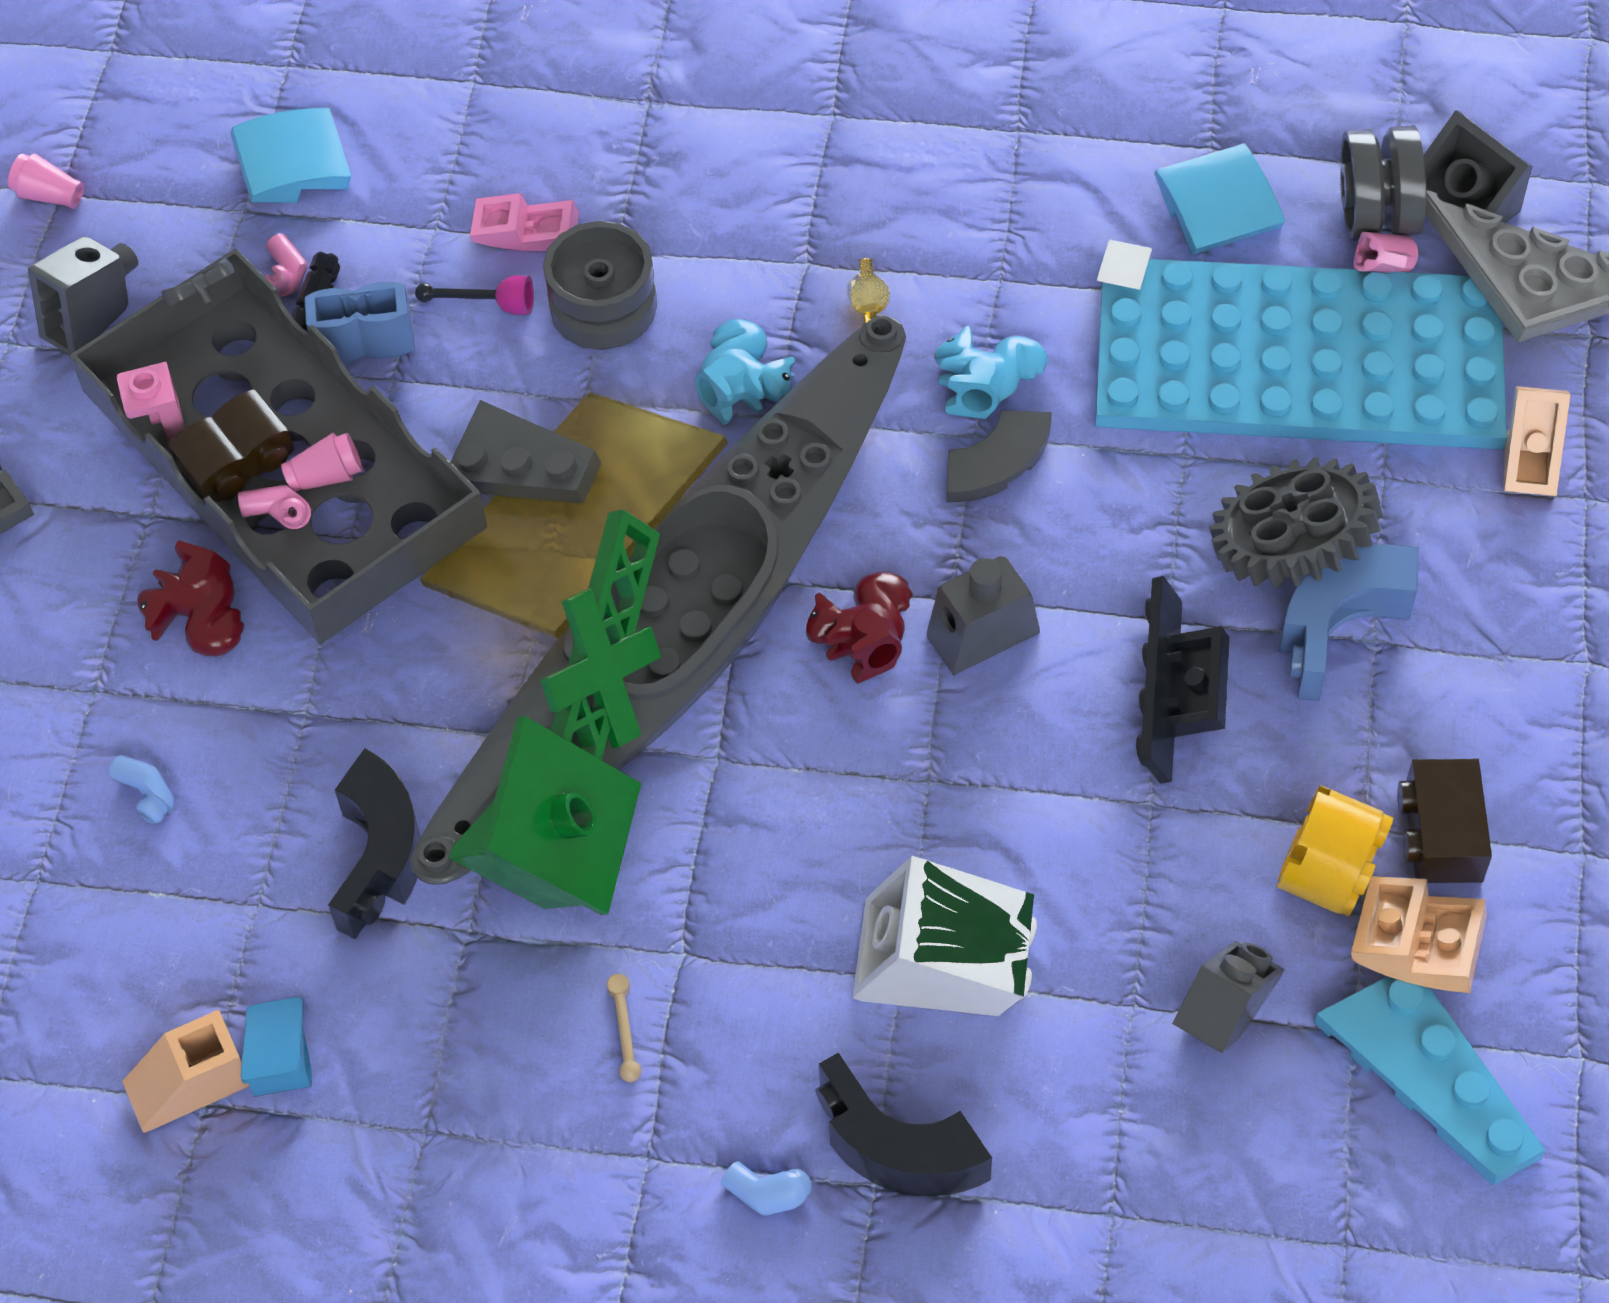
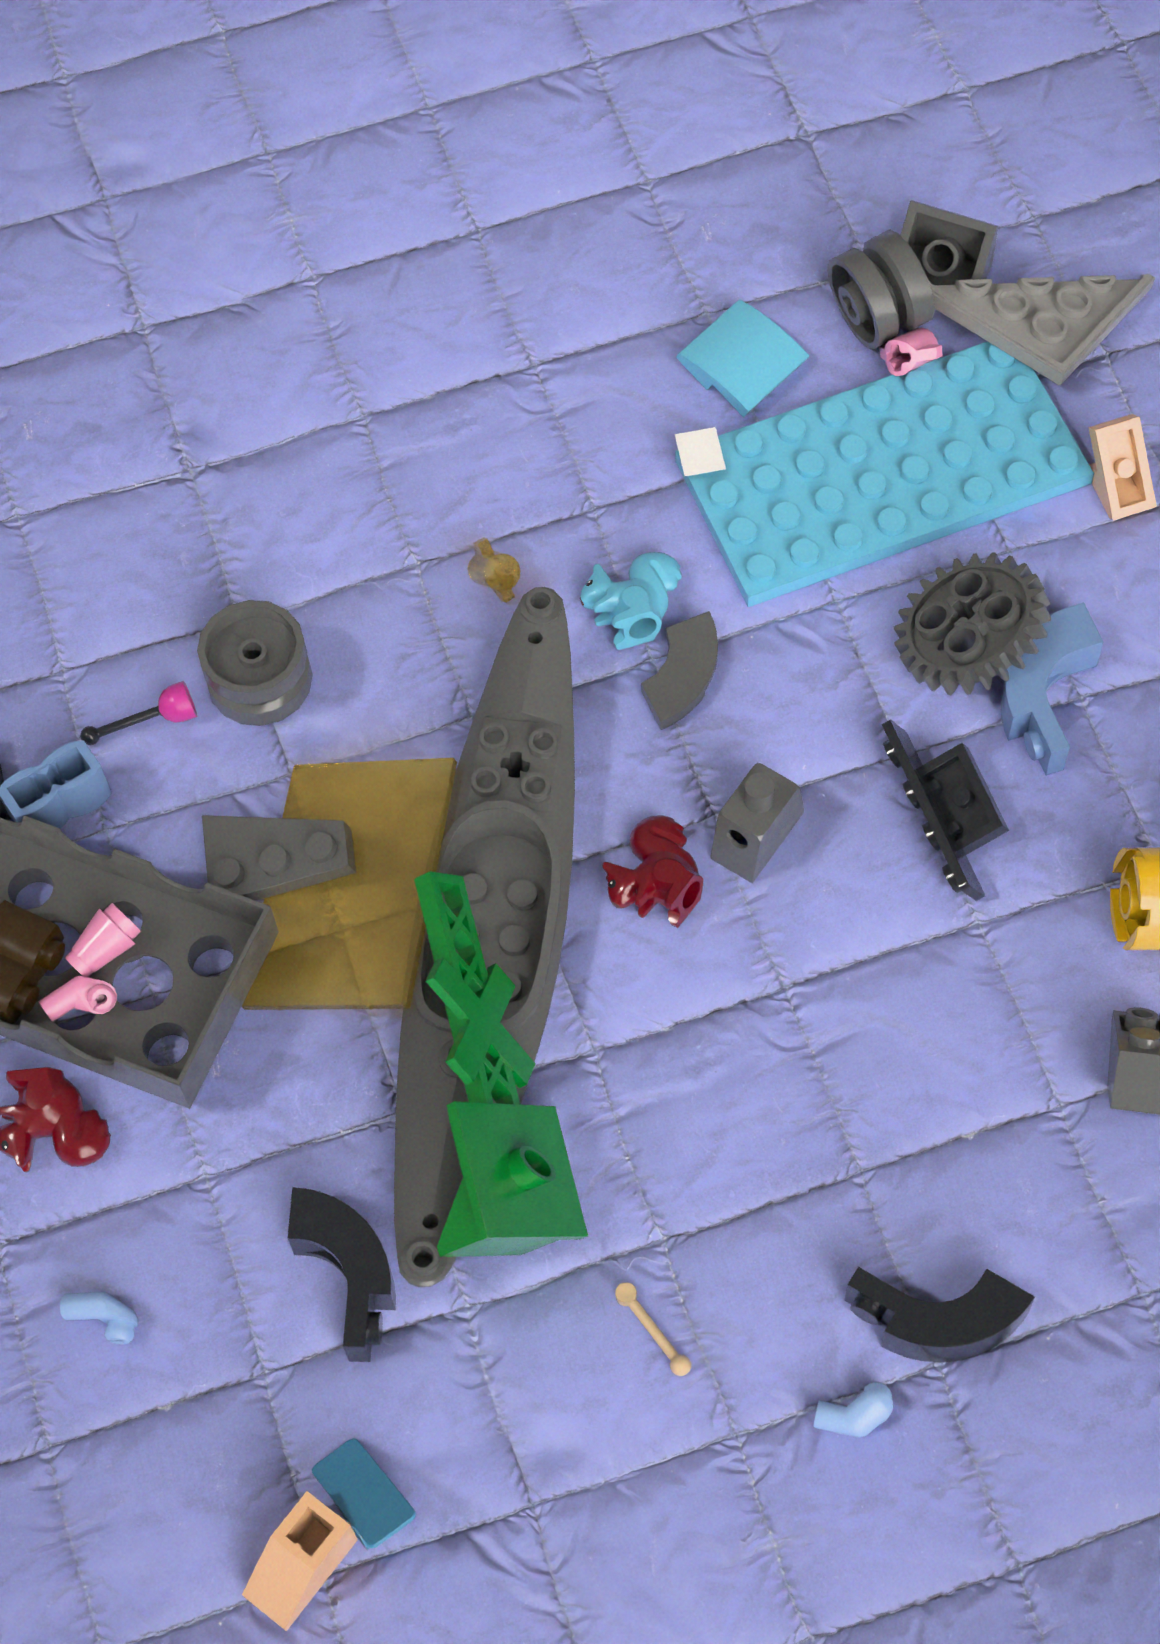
camera: 25 degrees left, 5 degrees up
(514, 225) = (137, 637): bright pink slope -> none
(735, 374) = (416, 694): medium azure animal -> none
(944, 941) = (884, 1126): white slope -> none

